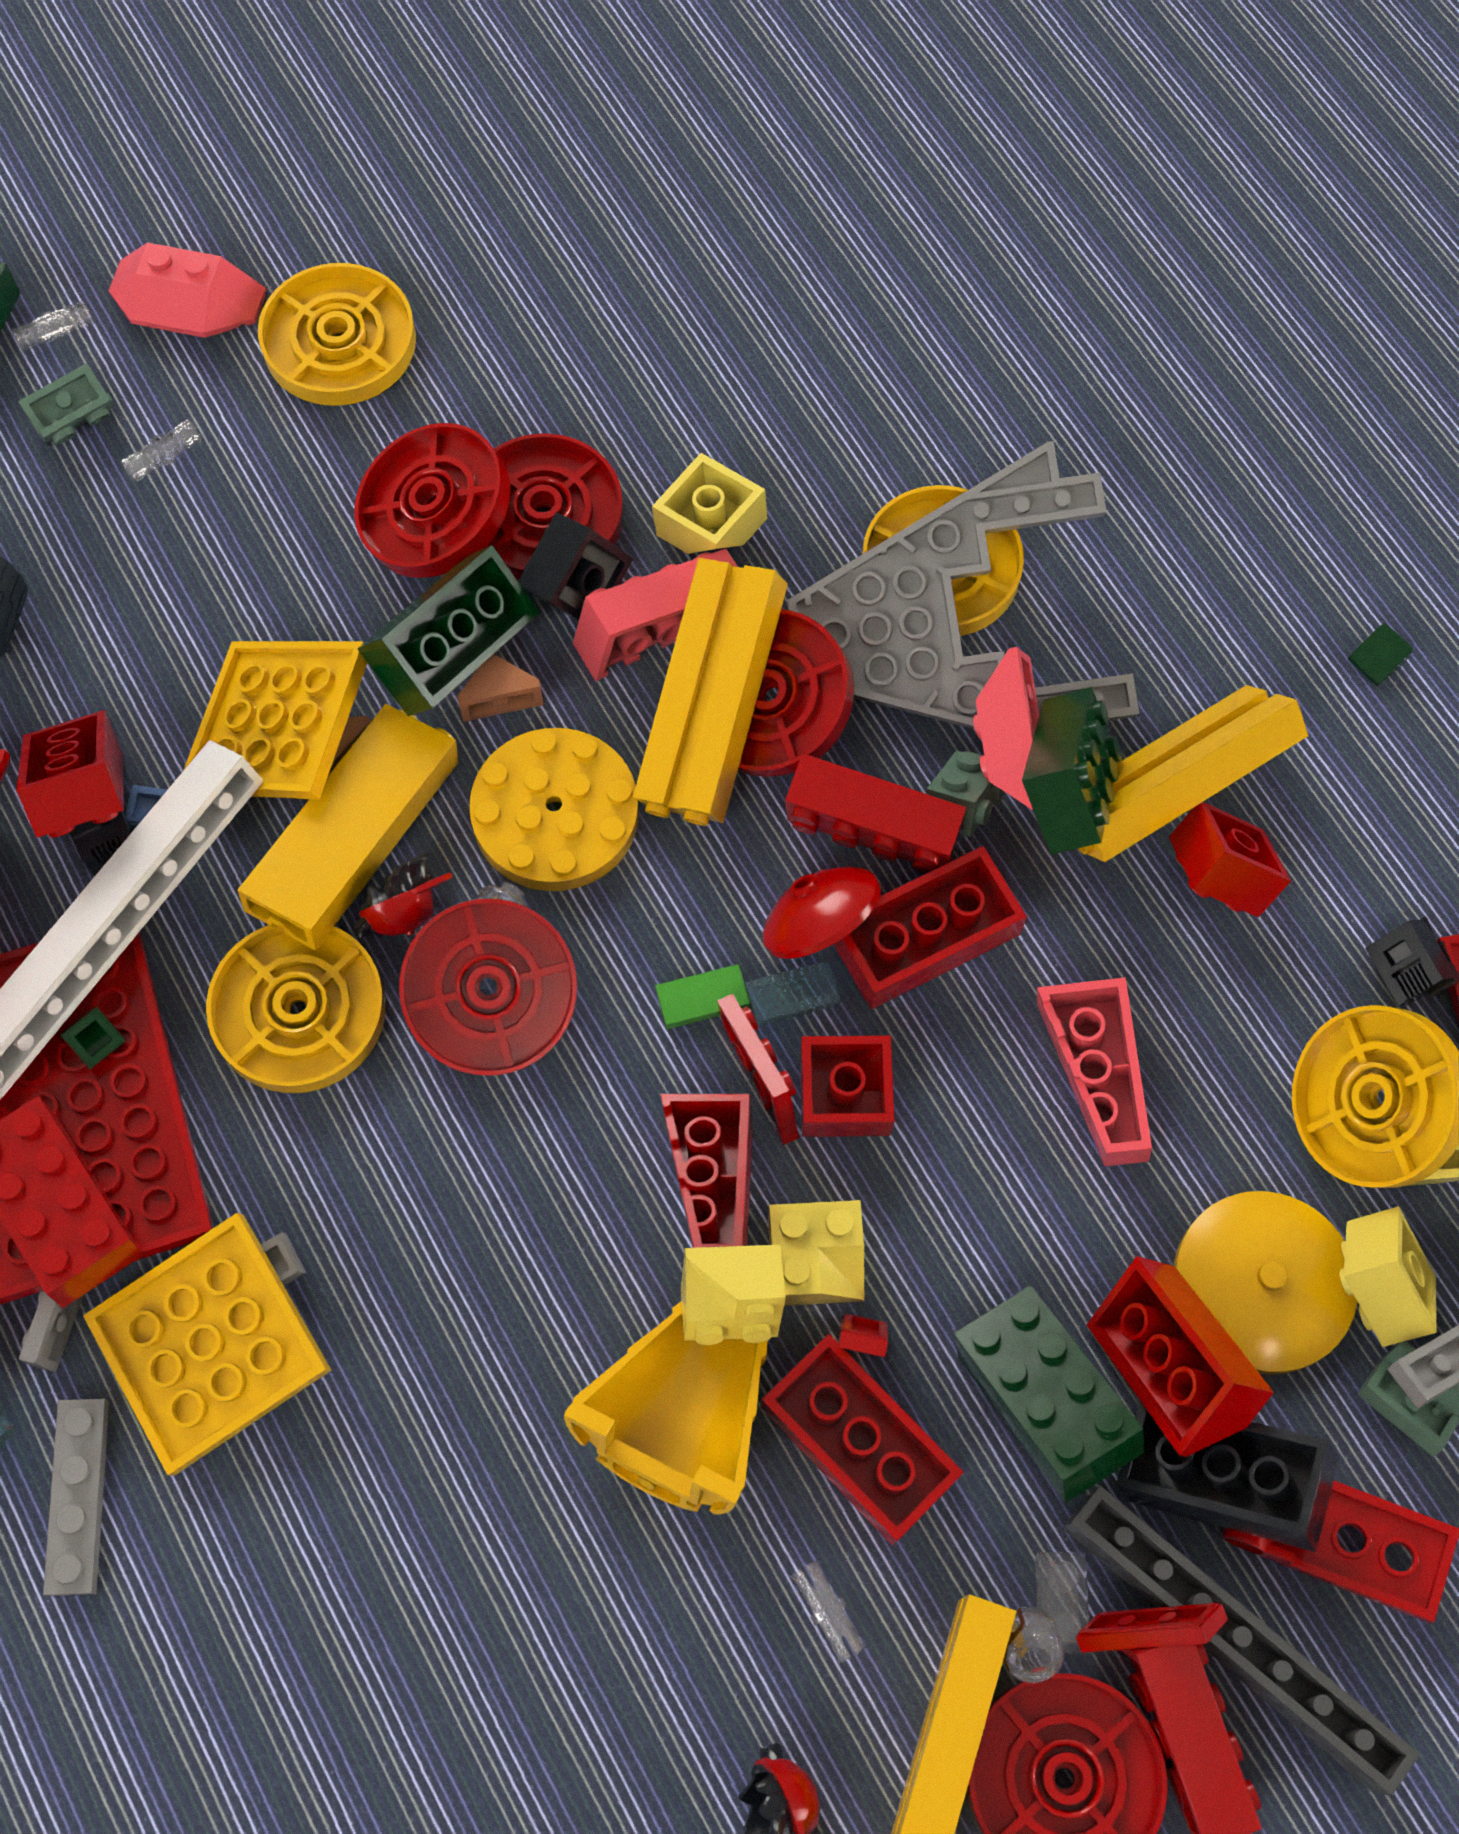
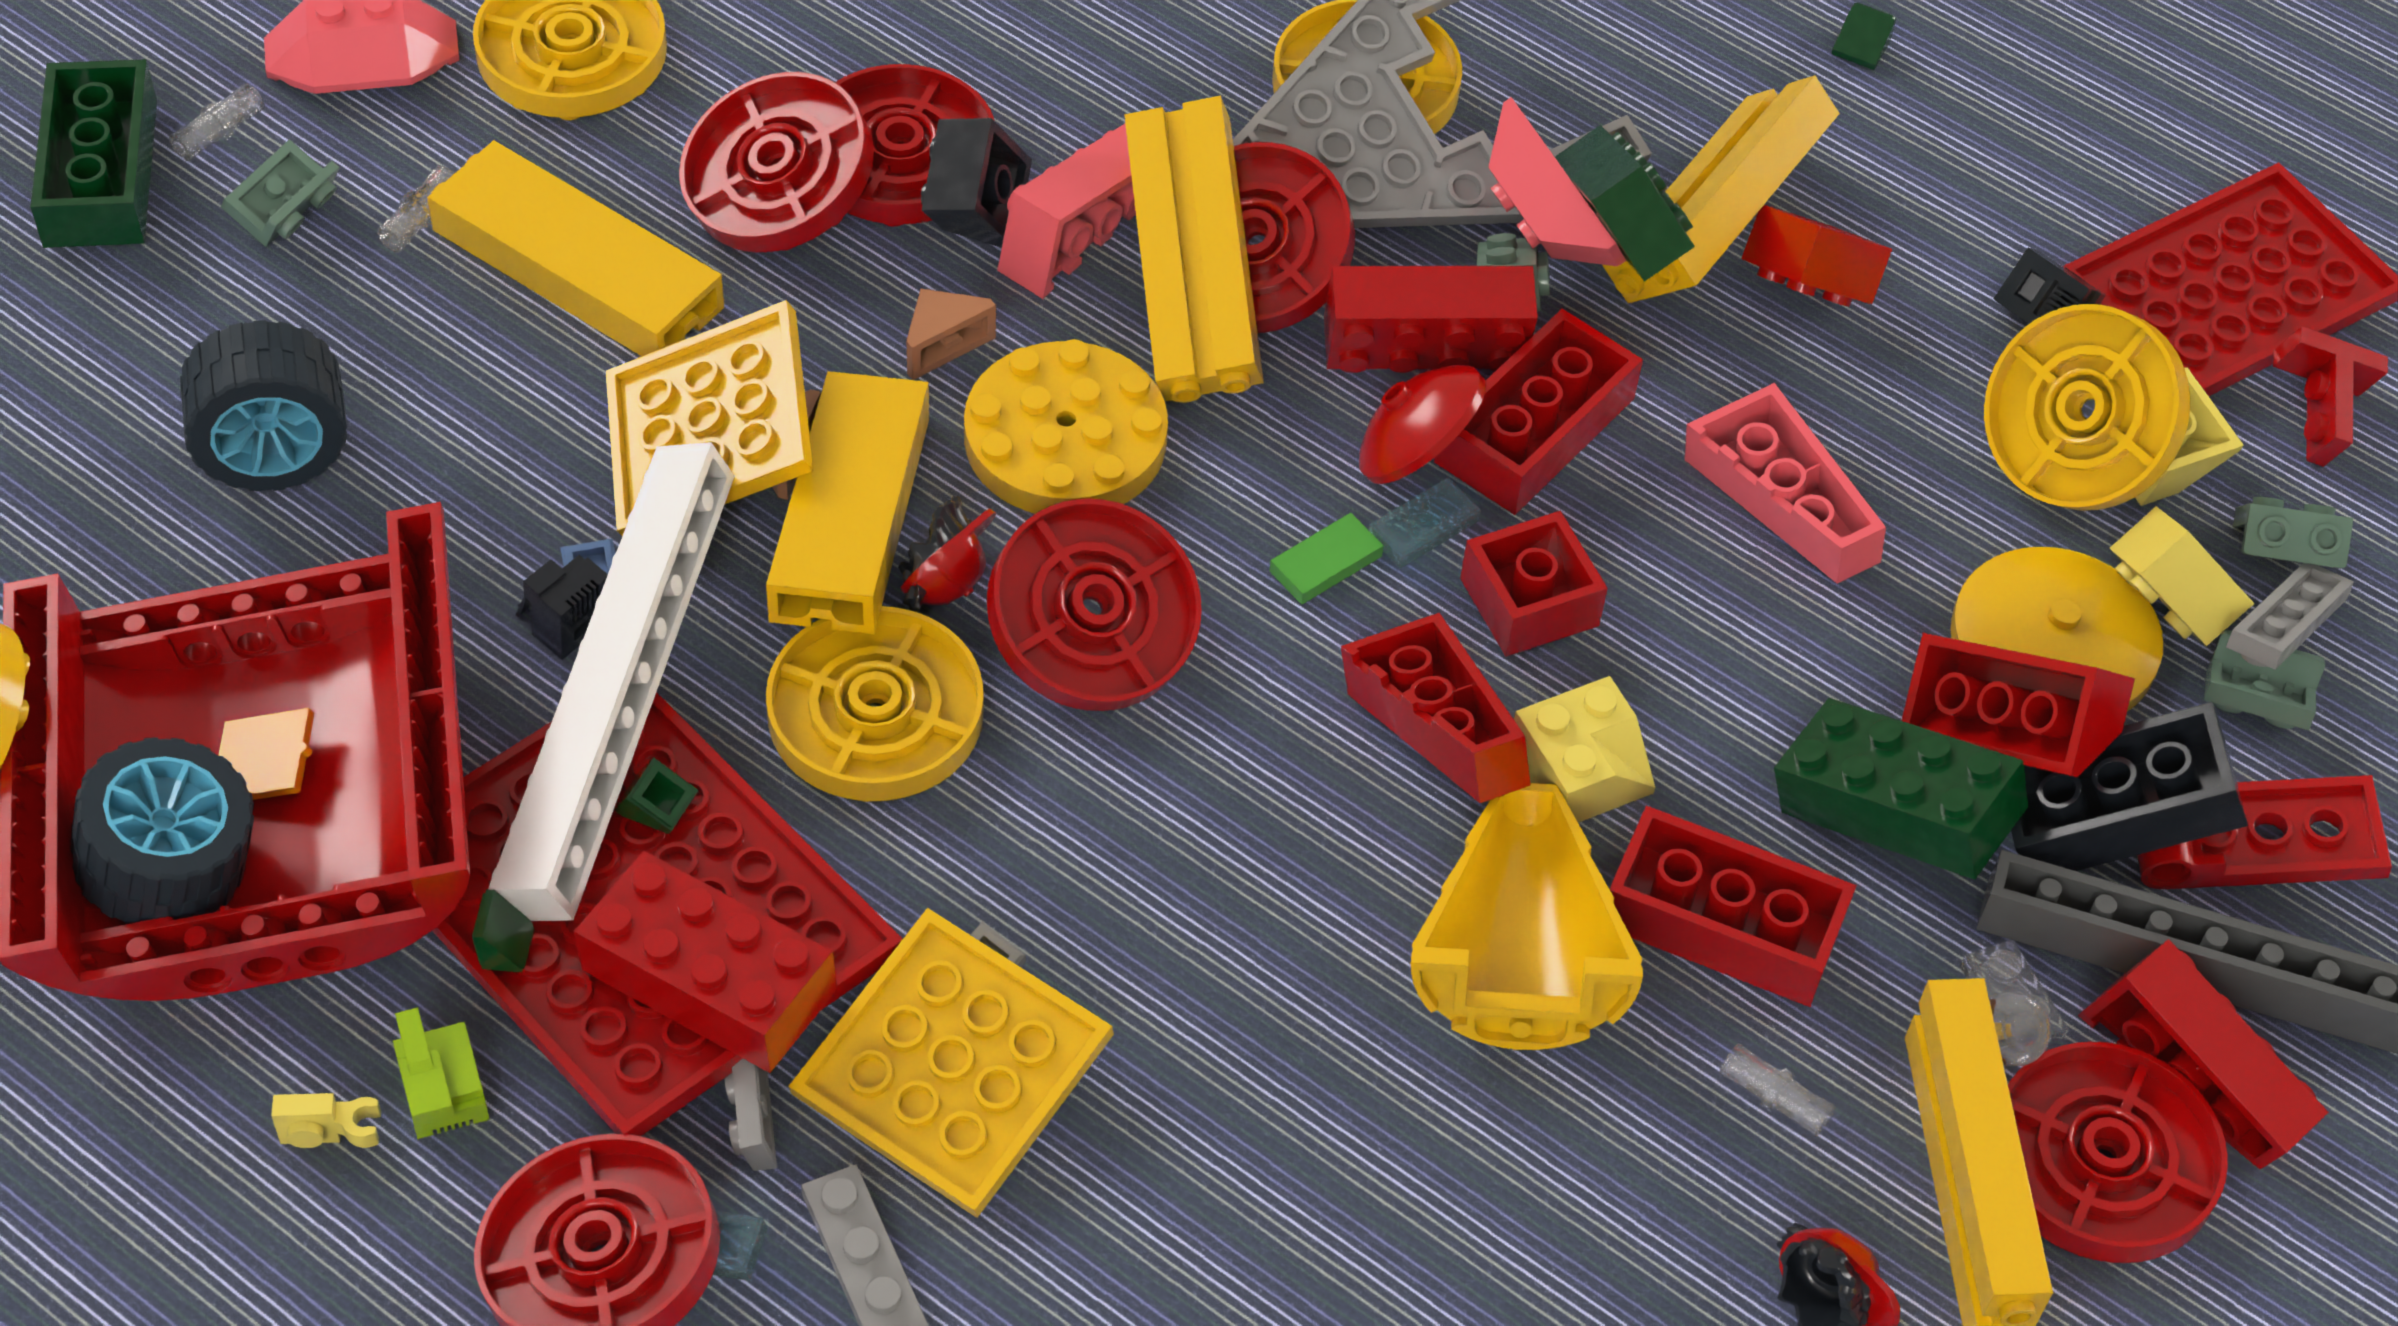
camera: 25 degrees left, 15 degrees down
(71, 775) = (518, 526): red brick -> none
(256, 528) = (575, 251): none -> yellow brick
(449, 631) = (872, 272): dark green brick -> none
(709, 508) = (1091, 87): light yellow slope -> none
(732, 1293) = (1532, 783): light yellow slope -> none
(773, 1086) = (1427, 588): red wing -> none
(863, 1335) = (1686, 798): red tile -> none
(1152, 1627) = (2122, 958): red tile -> none

